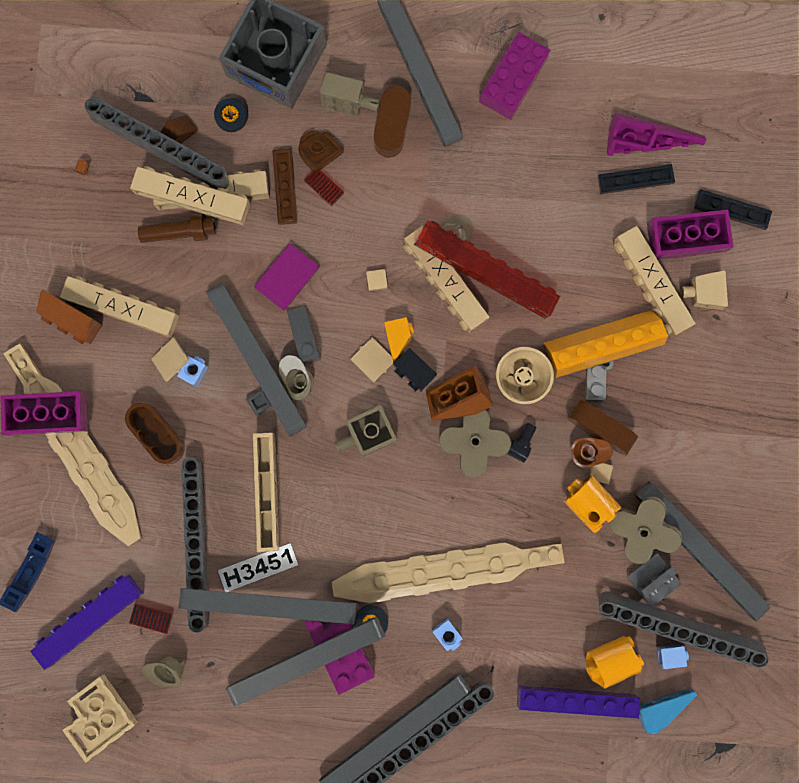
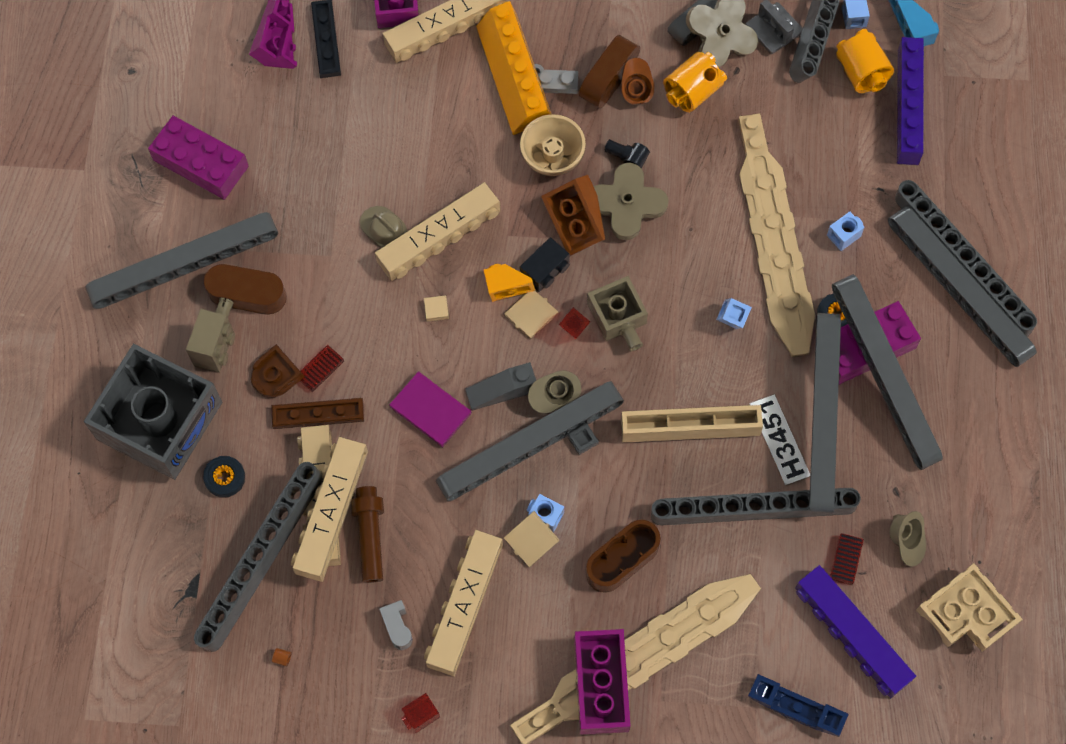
camera: 85 degrees left, 15 degrees down
(32, 274) = (419, 713): none -> clear red brick
(67, 318) = (478, 663): dark orange slope -> none
(102, 253) = (399, 634): none -> light grey leg
(179, 129) = (239, 536): reddish brown slope -> none
(357, 394) = (574, 323): none -> clear red brick
(366, 531) = (733, 313): none -> light blue brick
(486, 269) = (428, 184): clear red brick -> none
(602, 473) = (658, 75): tan tile -> none

